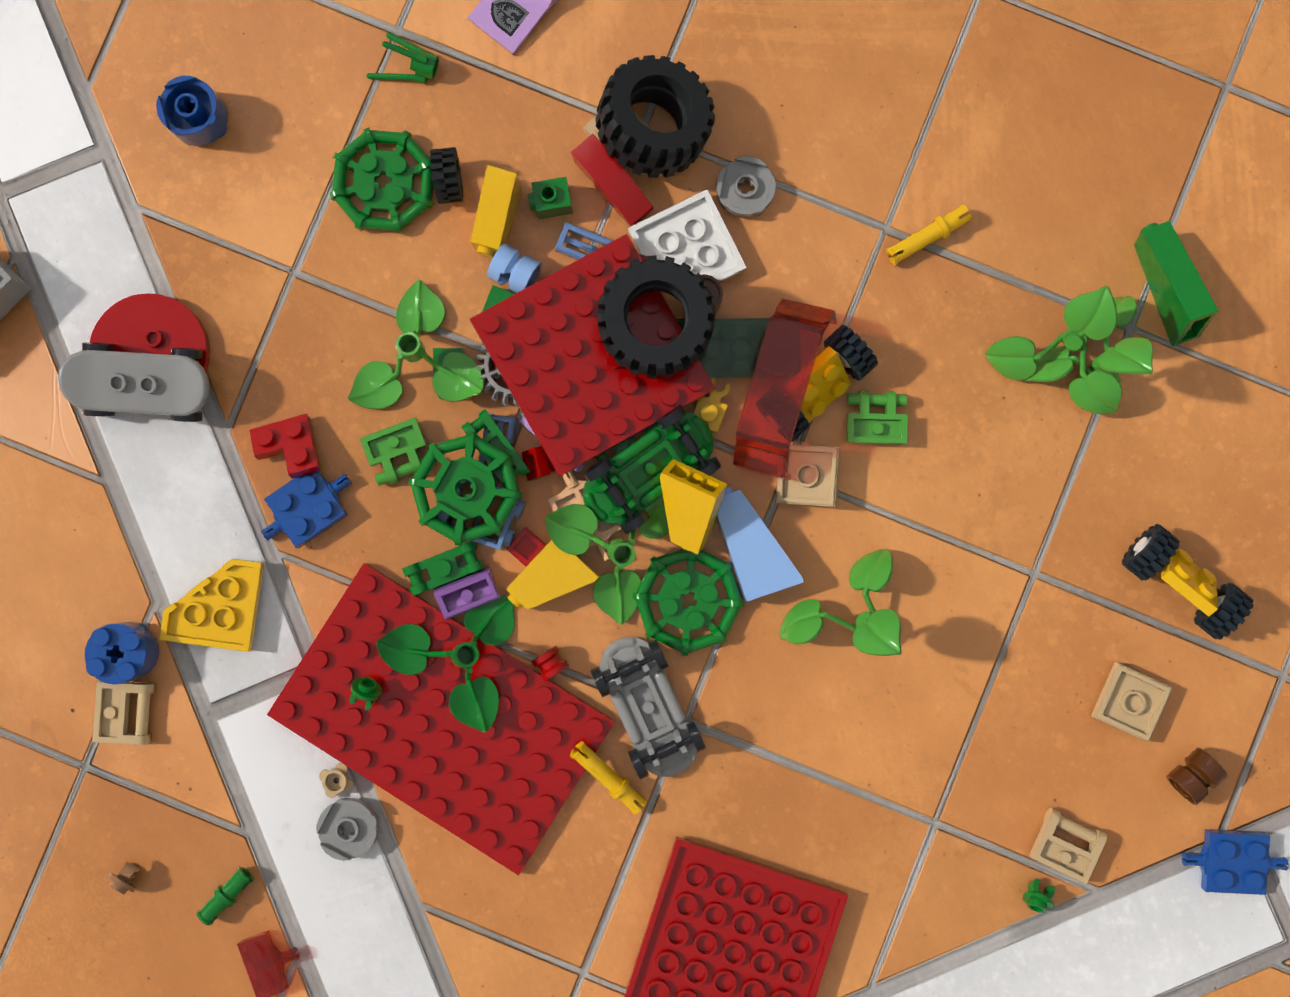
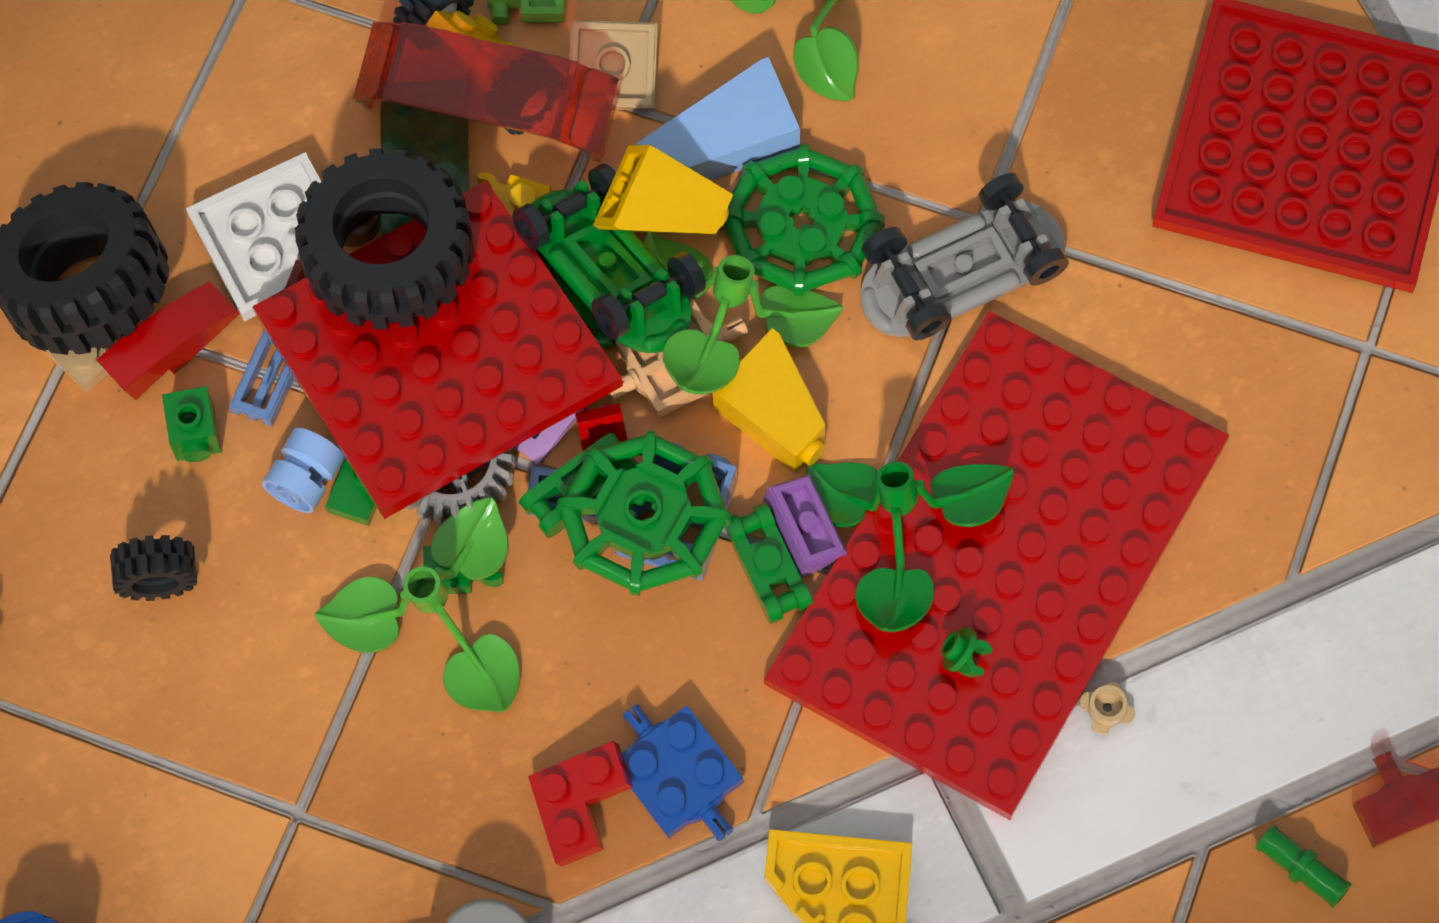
camera: 85 degrees left, 20 degrees down
(331, 835) = (1186, 711): light grey plate -> none
(371, 168) = (140, 655): green plate -> none
(393, 443) = (573, 641): bright green plate -> none
(495, 210) = (212, 496): yellow slope -> none
(526, 546) = (732, 443): red tile -> none
(550, 663) = (905, 400): red wheel -> none
(617, 785) = (1083, 301): yellow pin -> none
(754, 201) = (169, 143): light grey plate -> none

